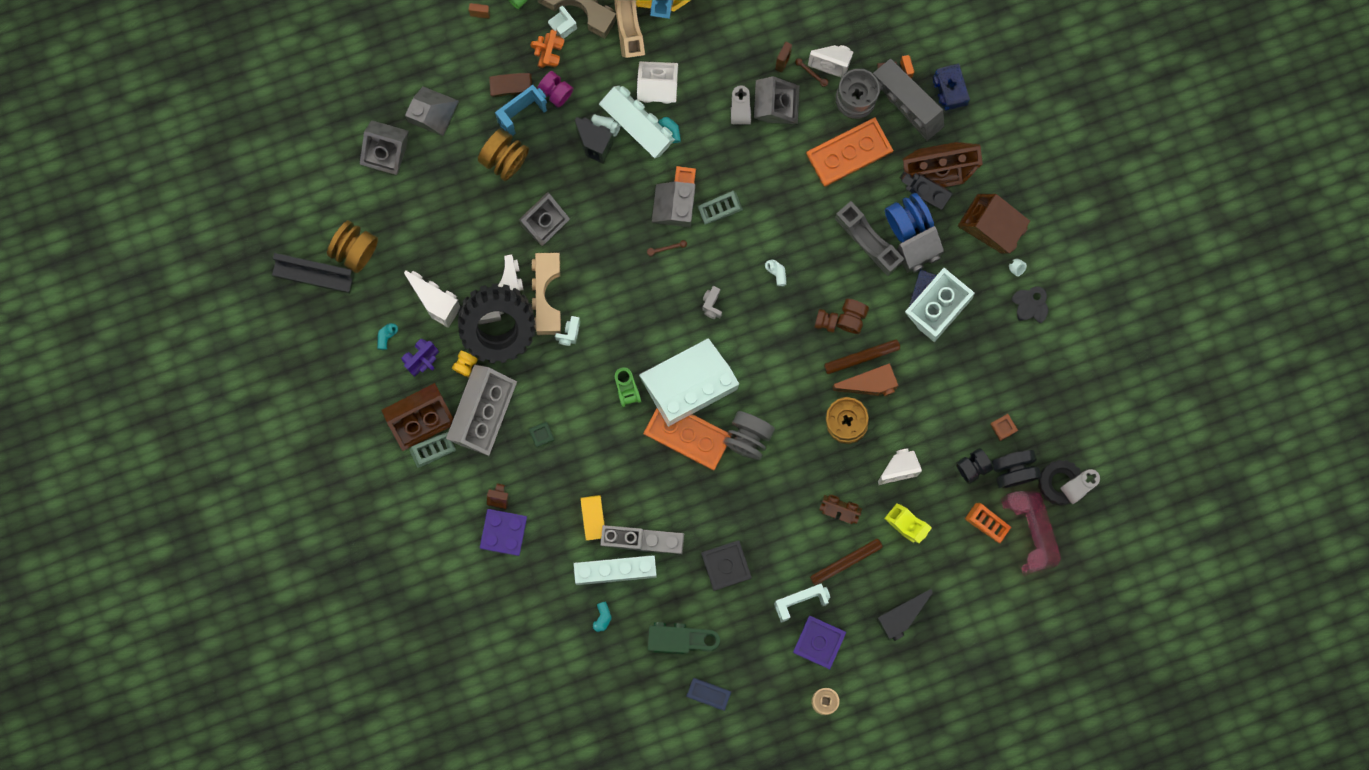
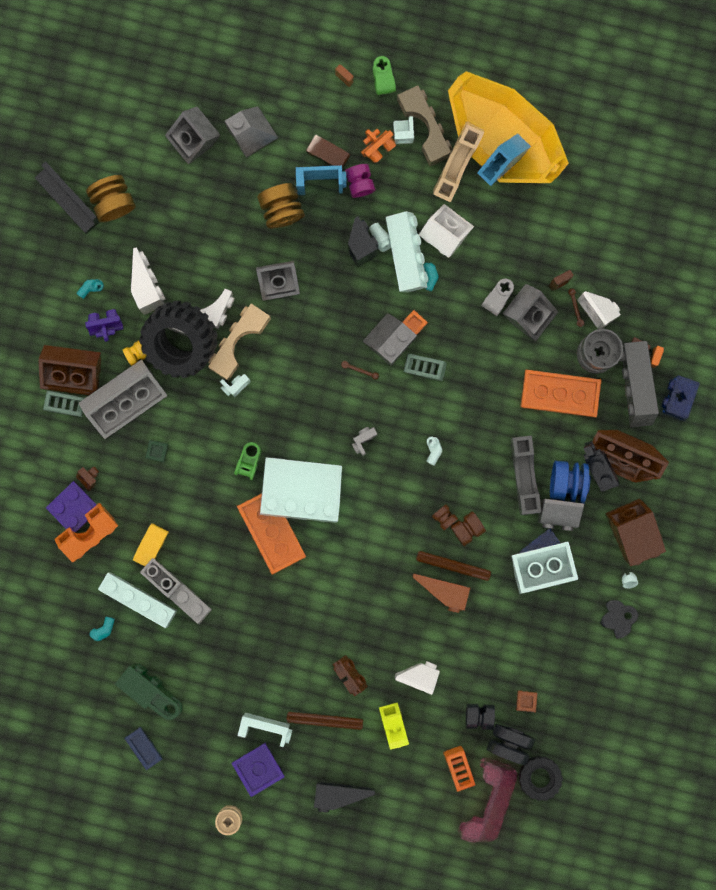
camera: 35 degrees right, 5 degrees up
(538, 530) = (76, 544): none -> orange arch
(726, 565) = (228, 656): black tile -> none
(747, 438) = (316, 567): dark grey wheel -> none
(852, 410) = (394, 616): pearl gold wheel -> none
(1078, 487) = (549, 794): light grey piece -> none

